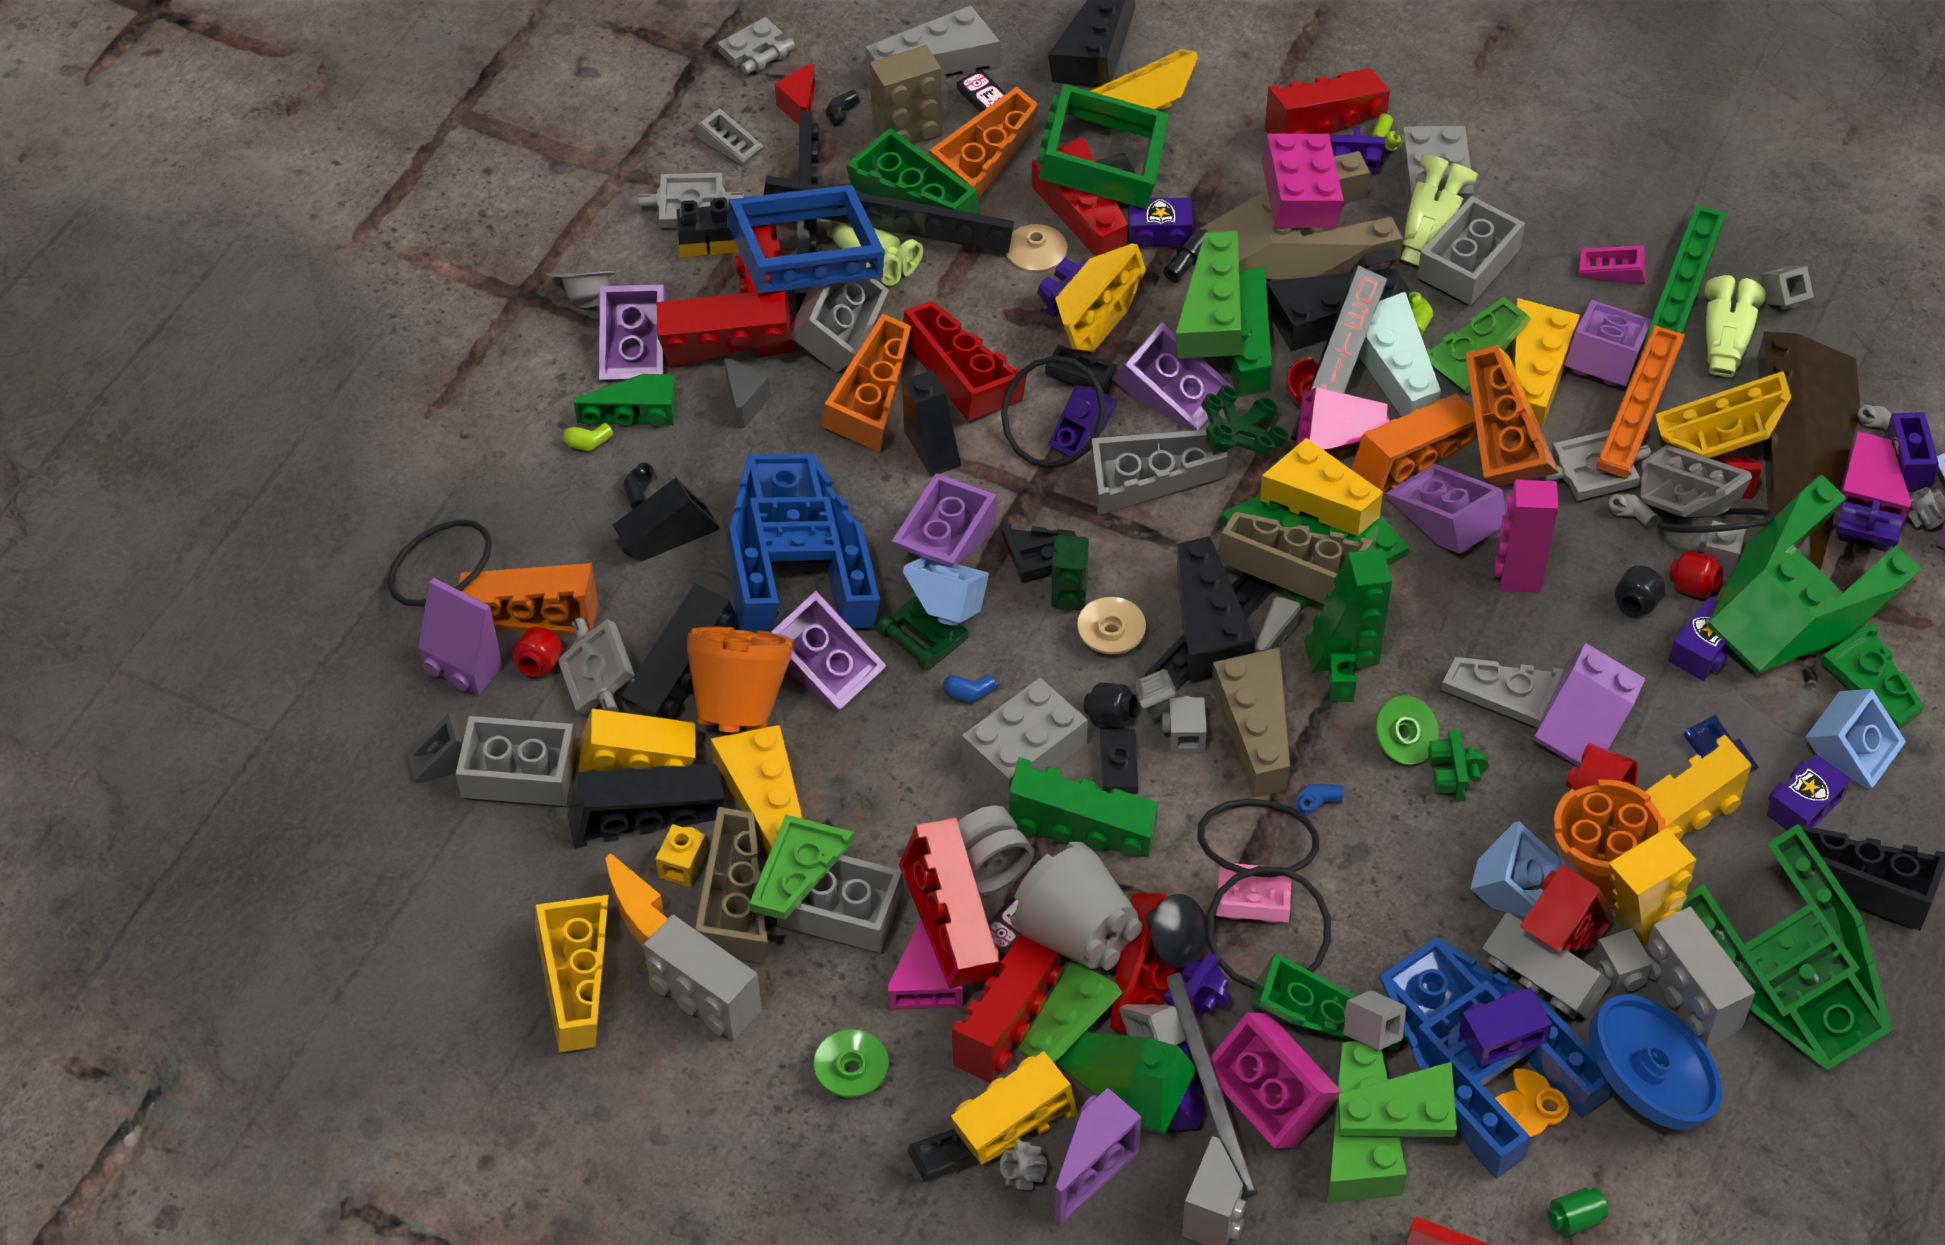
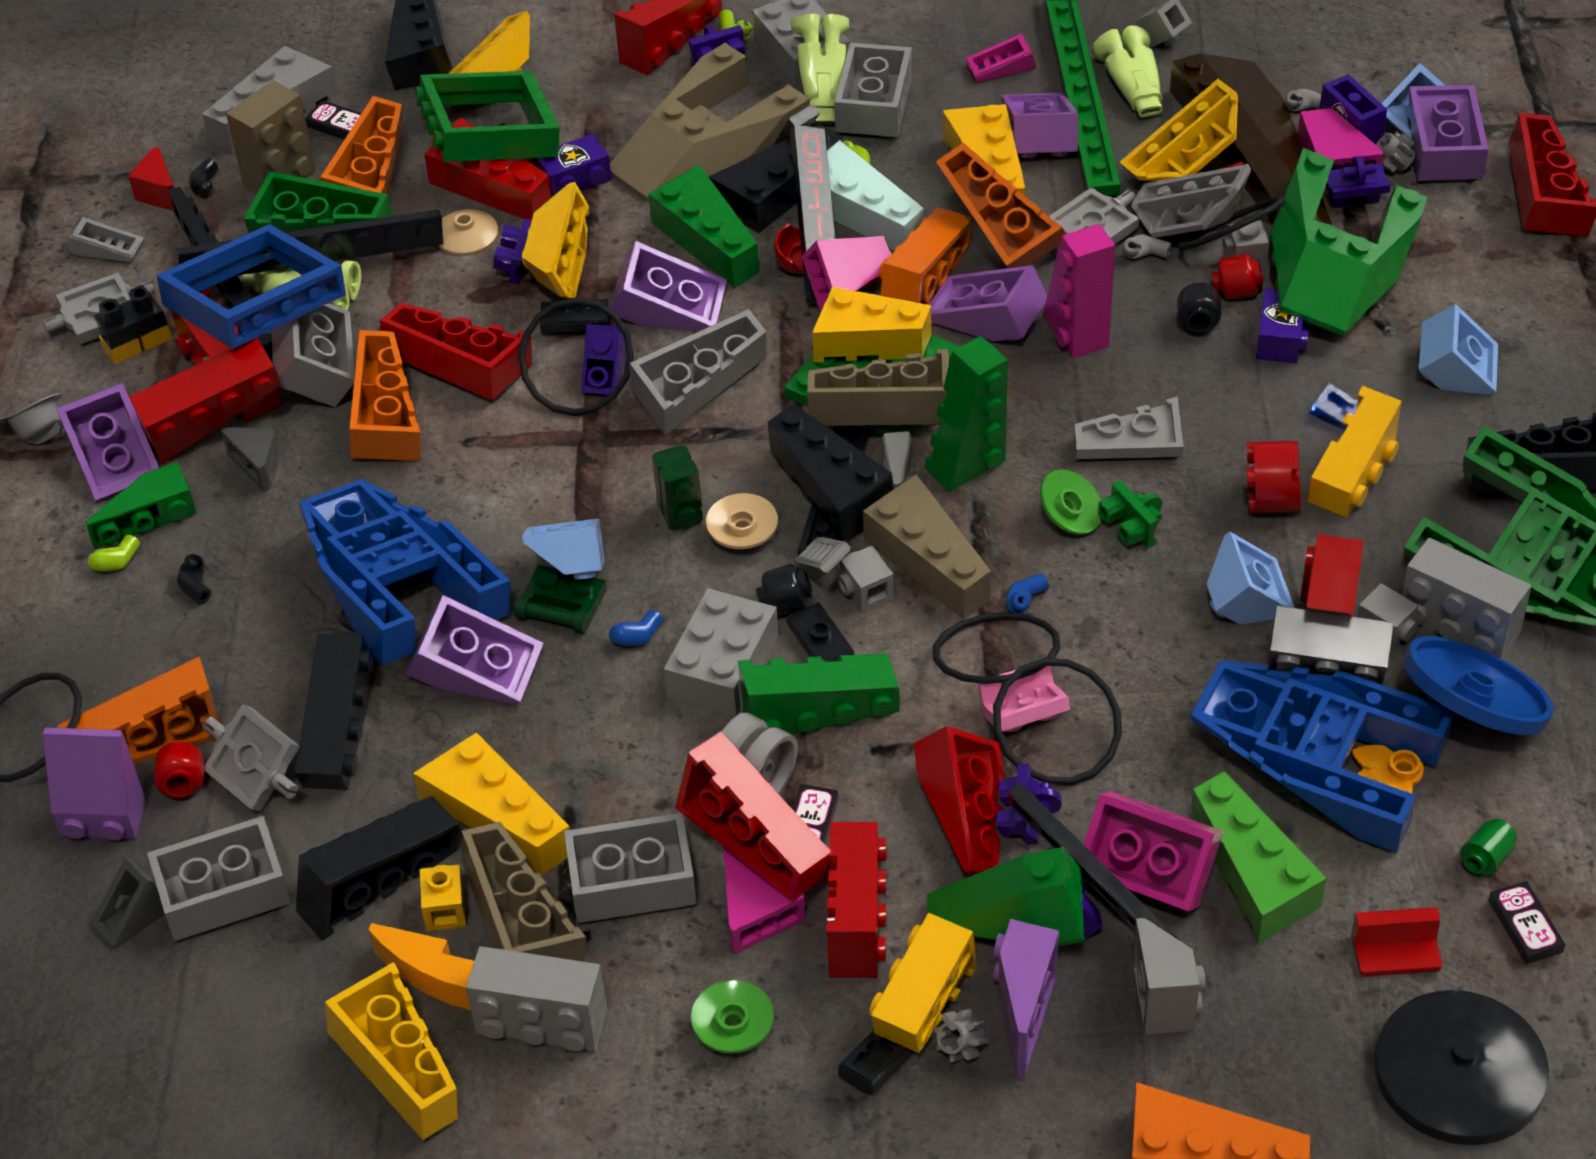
camera: 25 degrees left, 5 degrees down
(633, 741) = (329, 808): yellow wedge -> none
(664, 522) = (243, 599): black slope -> none
(736, 675) = (410, 702): orange cone -> none
(755, 46) = (85, 156): light grey plate -> none
(796, 864) = (577, 847): bright green wing -> none
(929, 423) = (460, 410): black slope -> none
(947, 521) = (531, 487): medium lavender slope -> none
(1032, 549) = (626, 487): black wing -> none
(1069, 1011) = (916, 875): bright green wing -> none
(1076, 908) = (876, 774): light grey cone -> none
(1153, 1022) = (1009, 843): light grey slope -> none
(1178, 931) = (978, 756): black dish -> none
(1185, 257) = (615, 186): black axle -> none
(1212, 308) = (680, 206): bright green wedge -> none
(1225, 436) = (764, 303): dark green plant -> none
(1301, 998) = (1143, 768): green wedge -> none
(1302, 181) = (693, 78): dark pink brick -> none
(1341, 680) = (982, 486): green piece -> none
(1374, 1020) = (1213, 754): light grey brick -> none
(1402, 1106) = (1288, 818): bright green wing -> none
(1491, 327) = (918, 172): bright green wing -> none
(1504, 1026) = (1336, 707): dark purple brick -> none
(1587, 704) = (1218, 416): medium lavender slope -> none
(1601, 825) = (1315, 498): orange cone -> none
(1640, 402) = (1101, 157): orange tile -> none
(1651, 882) = (1391, 529): yellow wedge -> none
(1808, 794) = (1450, 417): dark purple brick -> none
(1867, 664) = (1427, 294): green wing -> none

